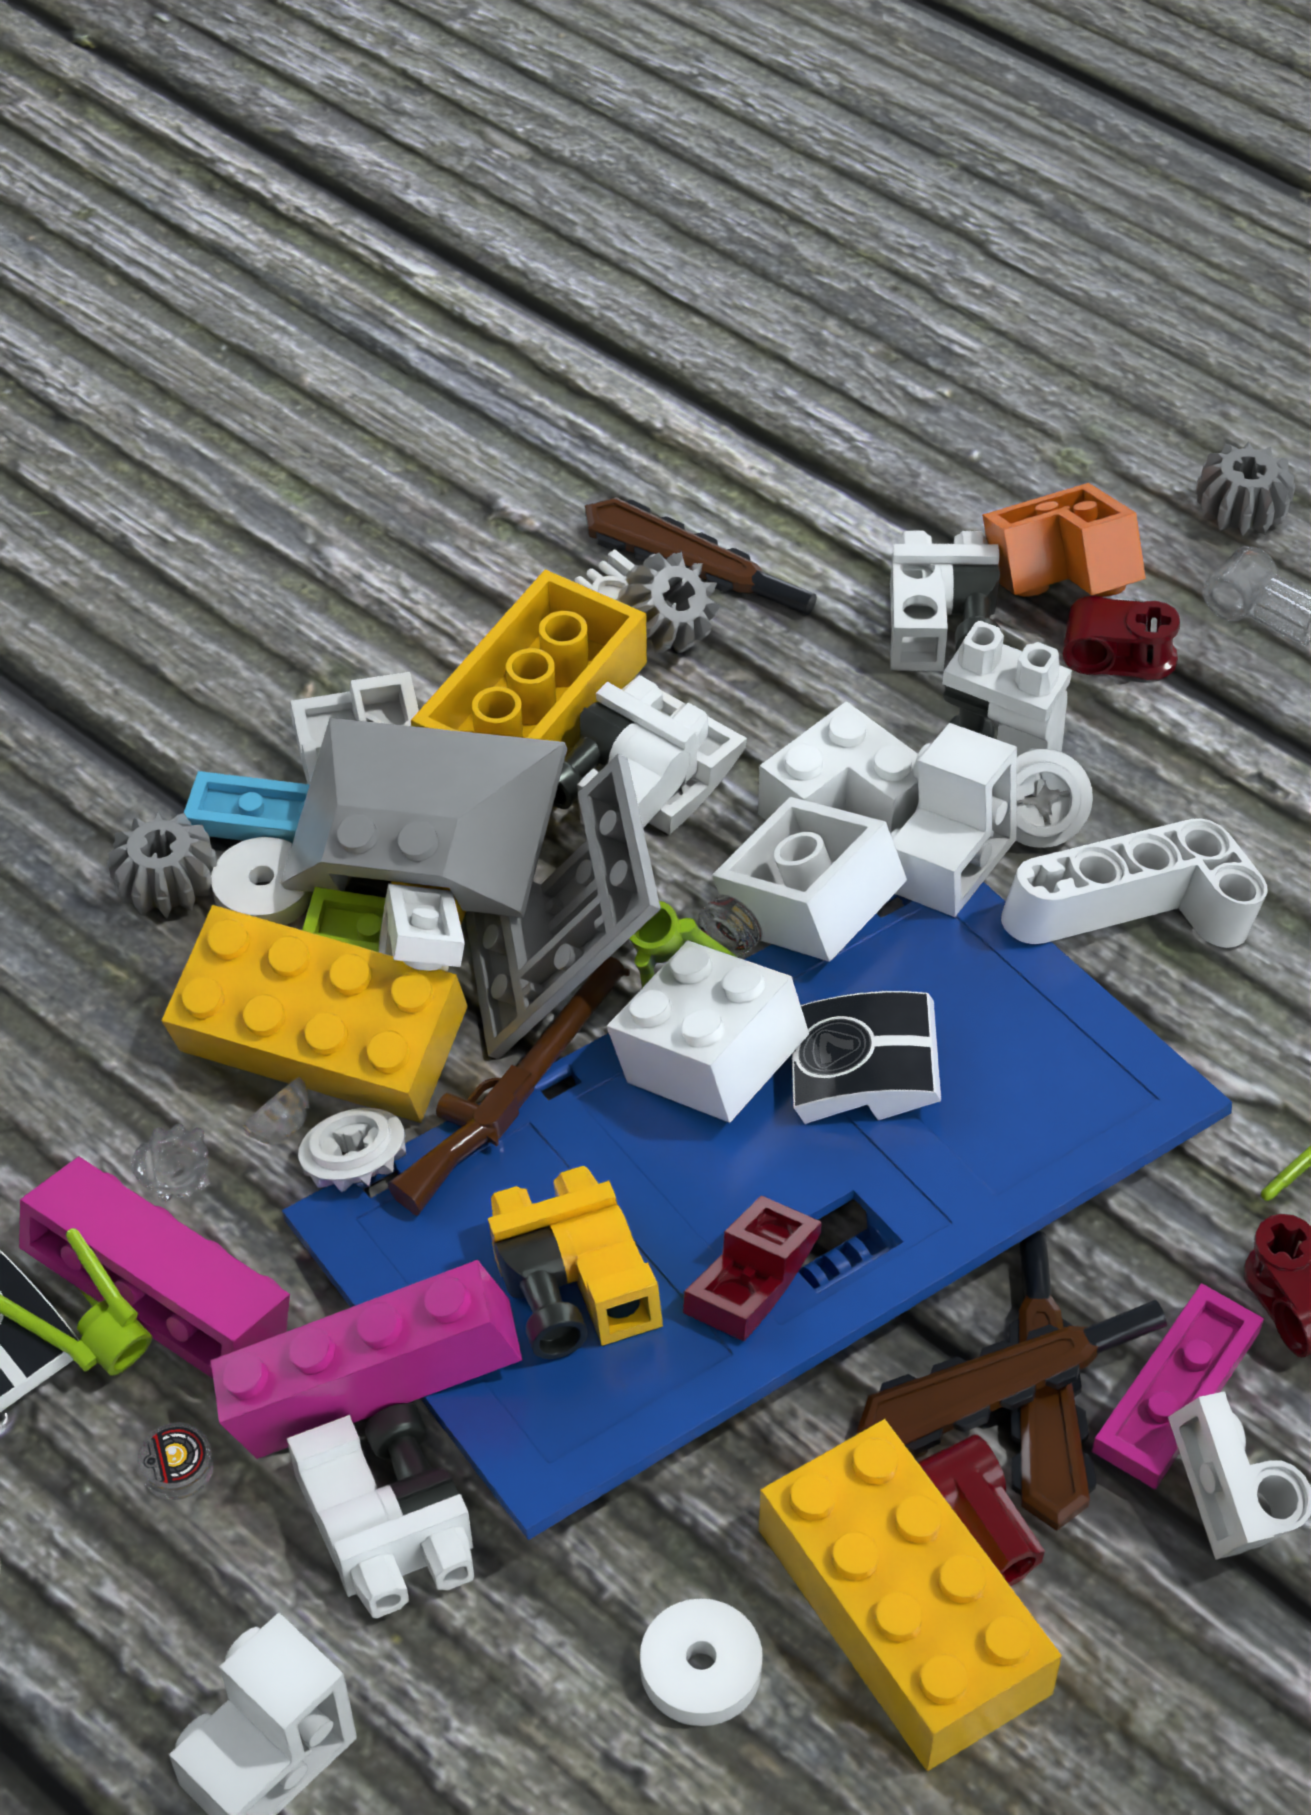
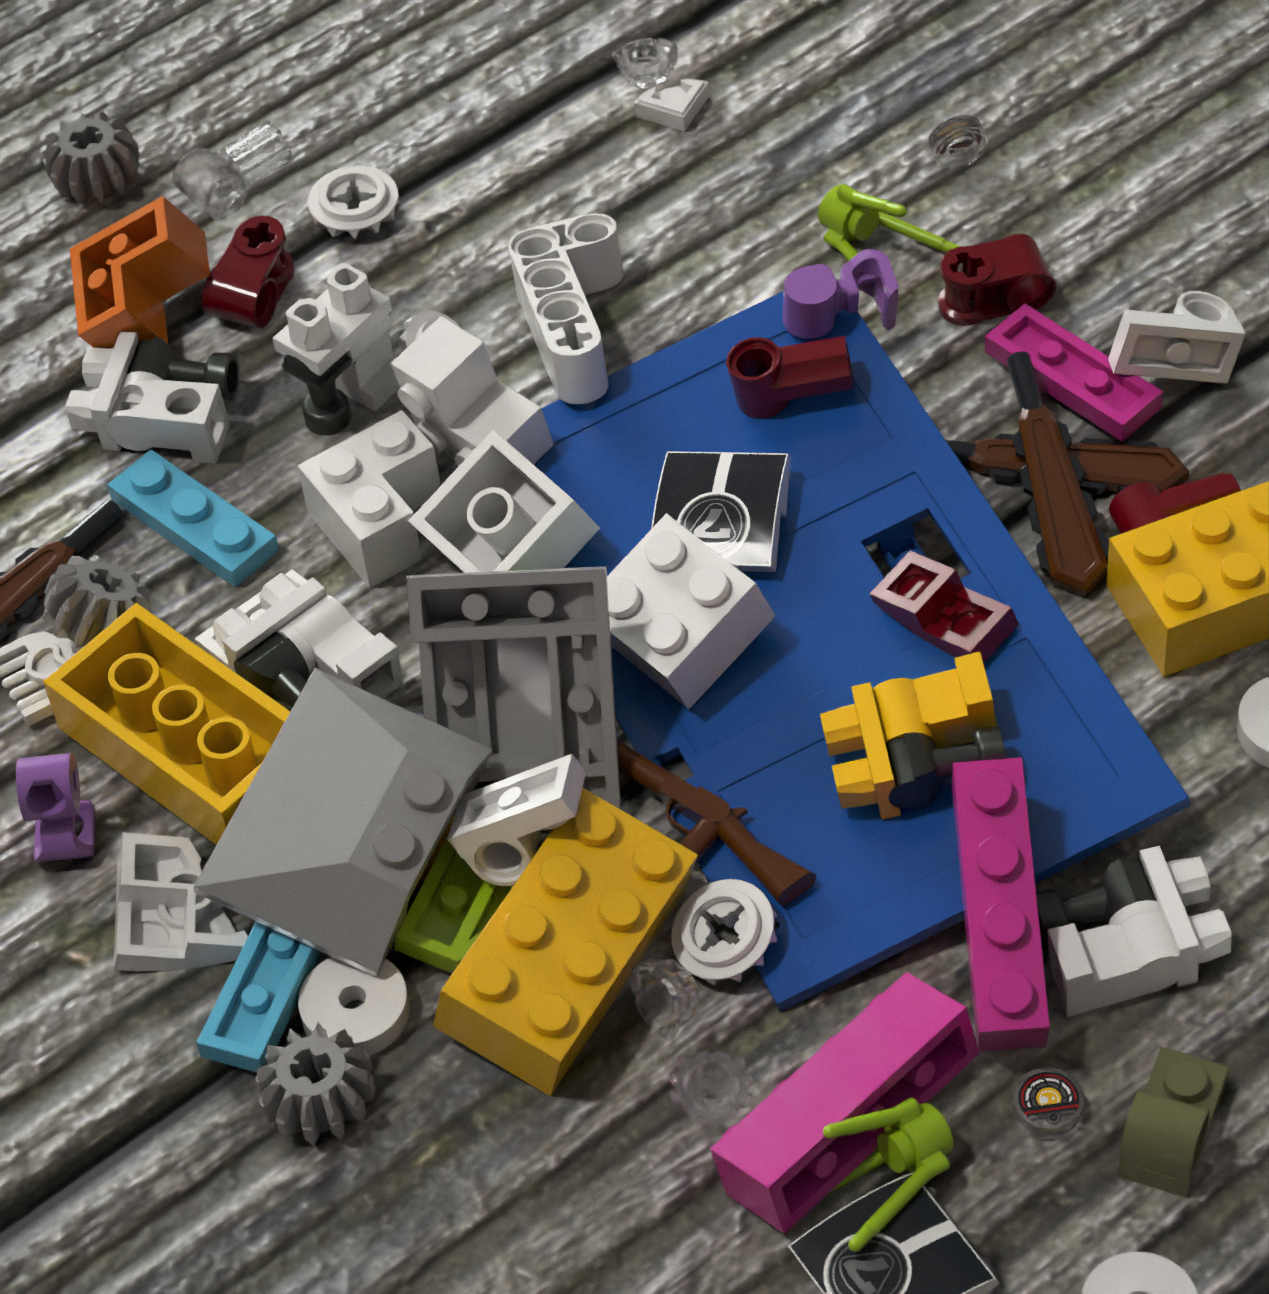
camera: 75 degrees left, 0 degrees up
(145, 1576) = (1172, 1122): none -> olive plate
(431, 613) = (51, 795): none -> medium lavender leg
(810, 662) = (193, 518): none -> medium azure plate
(1052, 1077) = (771, 375): none -> dark red piece
(1159, 1087) = (815, 295): none -> medium lavender leg
(1268, 687) = (332, 196): none -> white gear

